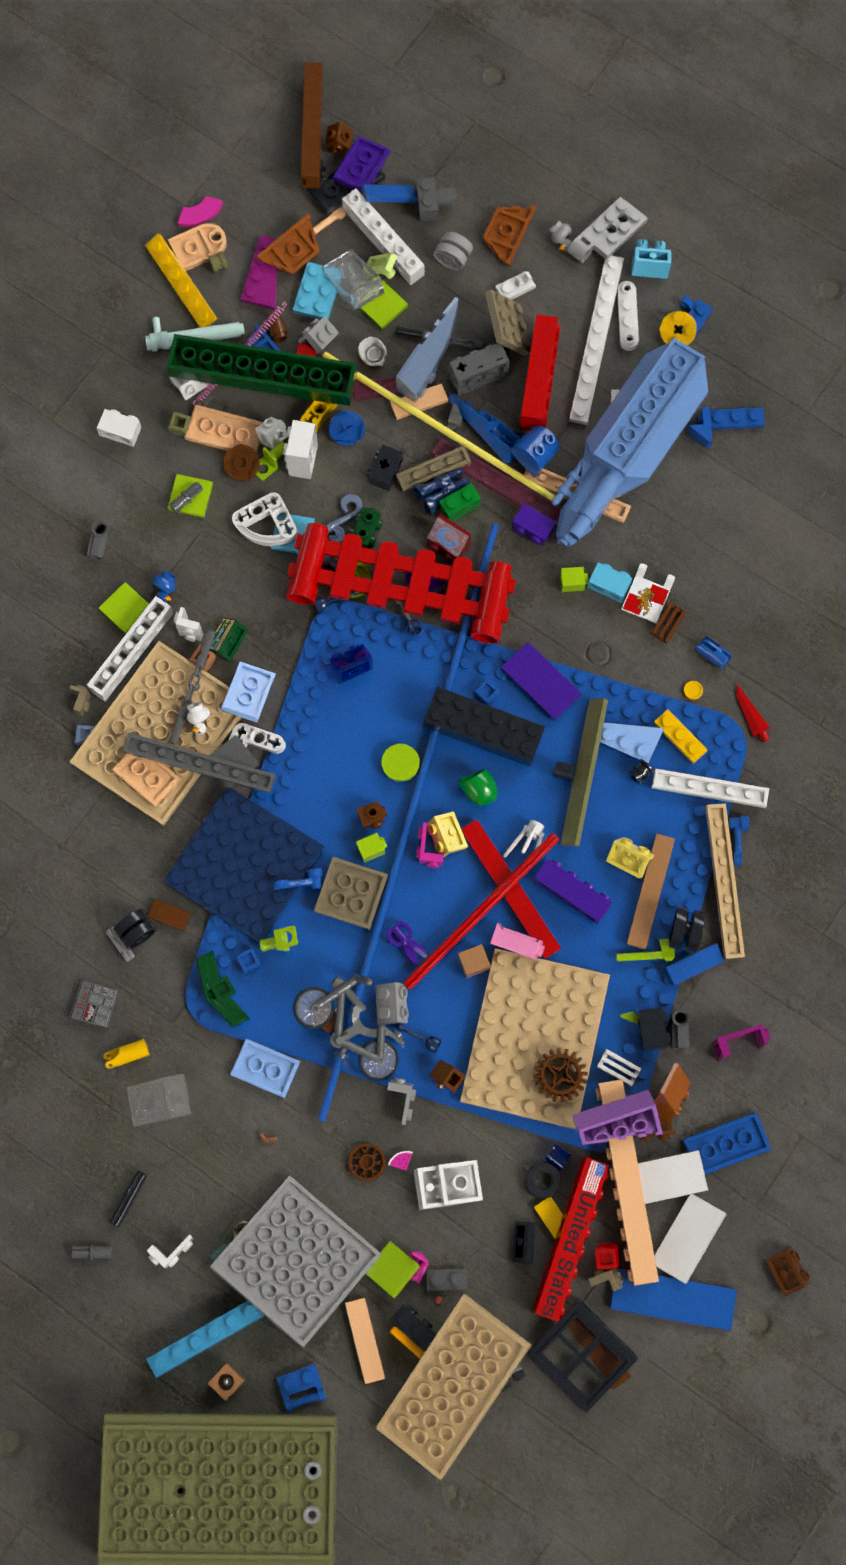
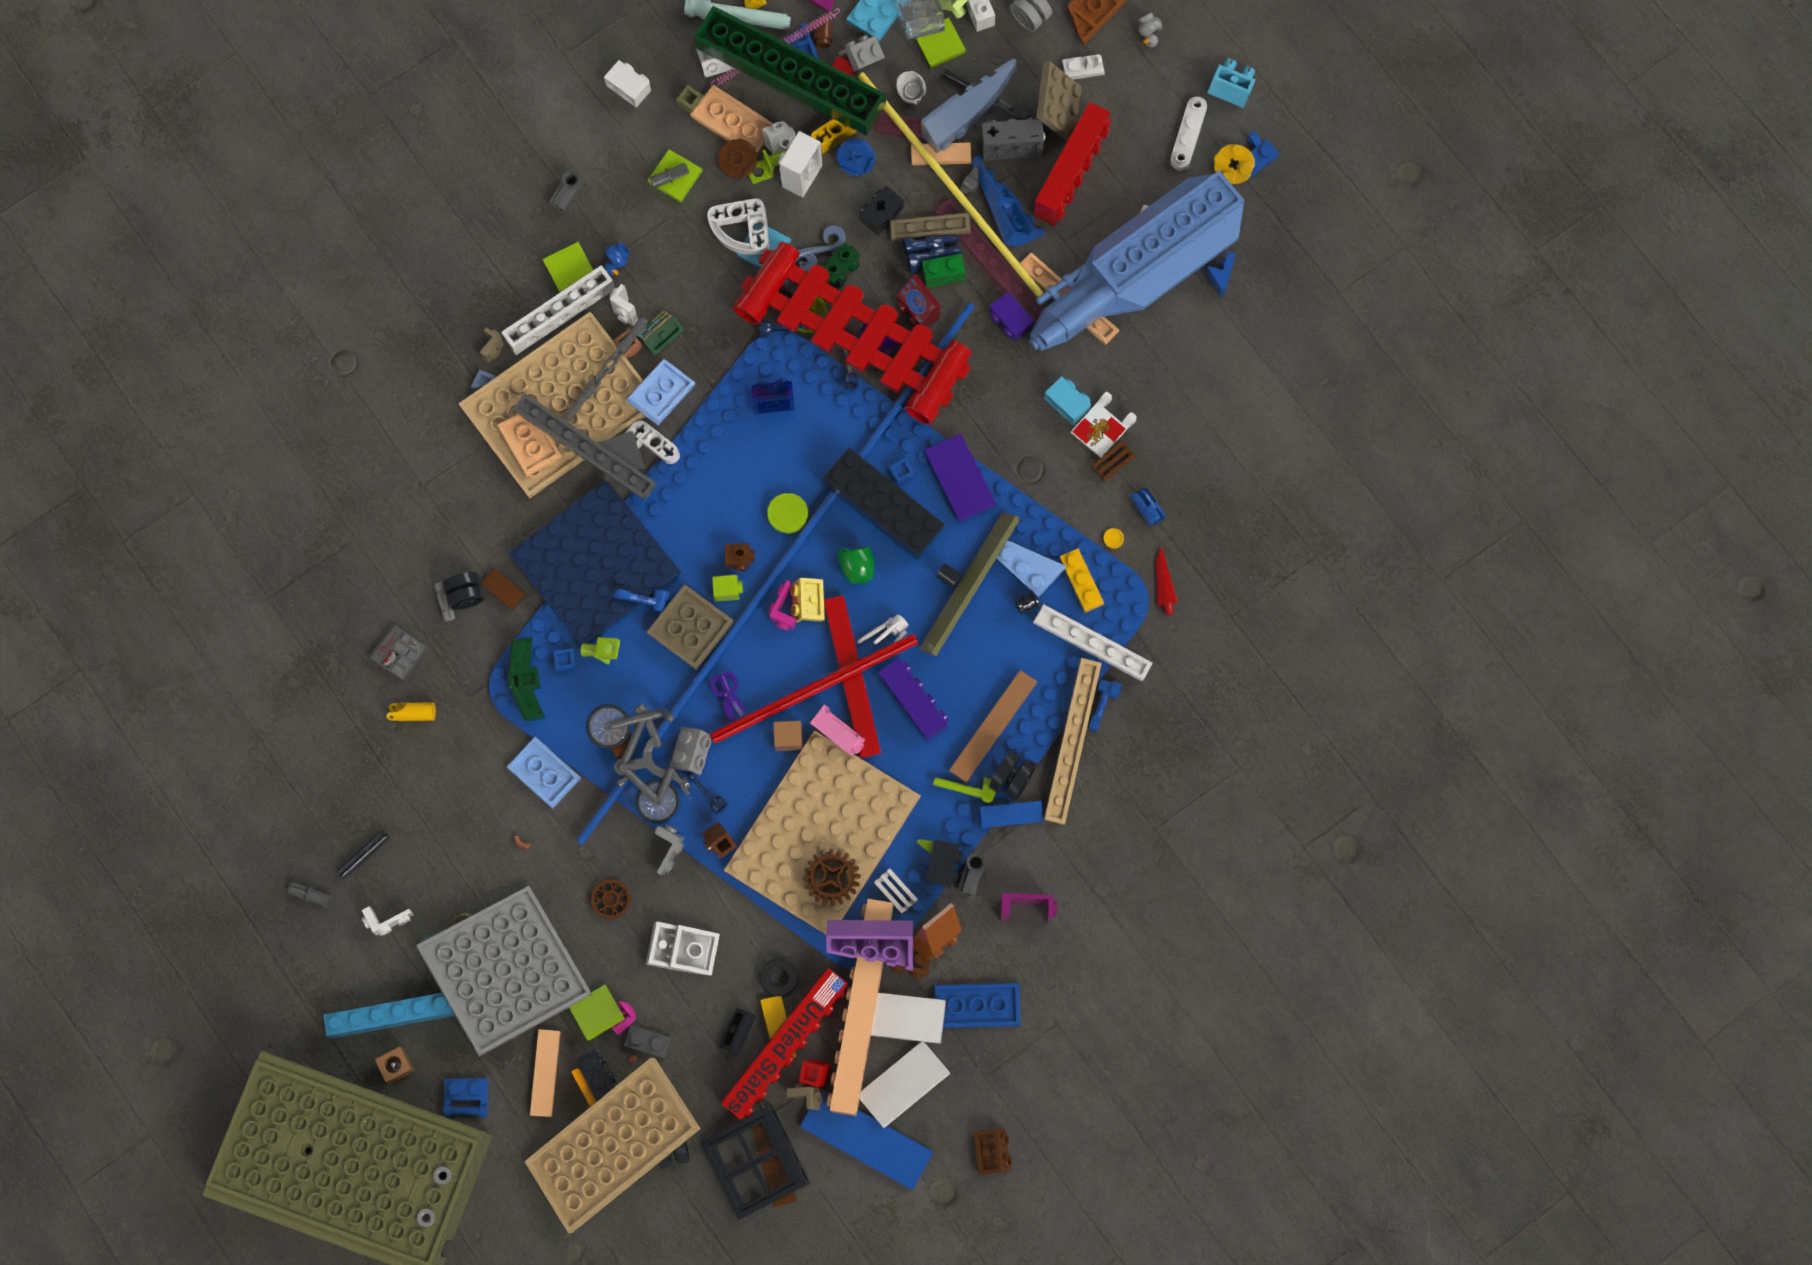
camera: 20 degrees right, 0 degrees up
(159, 1100) = (428, 768): clear slope -> none
(197, 714) = (600, 397): white animal -> none
(401, 1160) = (645, 908): dark pink tile -> none
(535, 449) = (1040, 240): blue brick -> none
(558, 1157) = (802, 960): clear blue brick -> none
(573, 579) = (1031, 385): lime brick -> none
(596, 340) = (1146, 148): white plate -> none
(605, 243) = (1186, 42): light grey hinge -> none
(629, 857) = (983, 684): light yellow bracket -> none
(737, 418) = (1261, 275): blue plate -> none

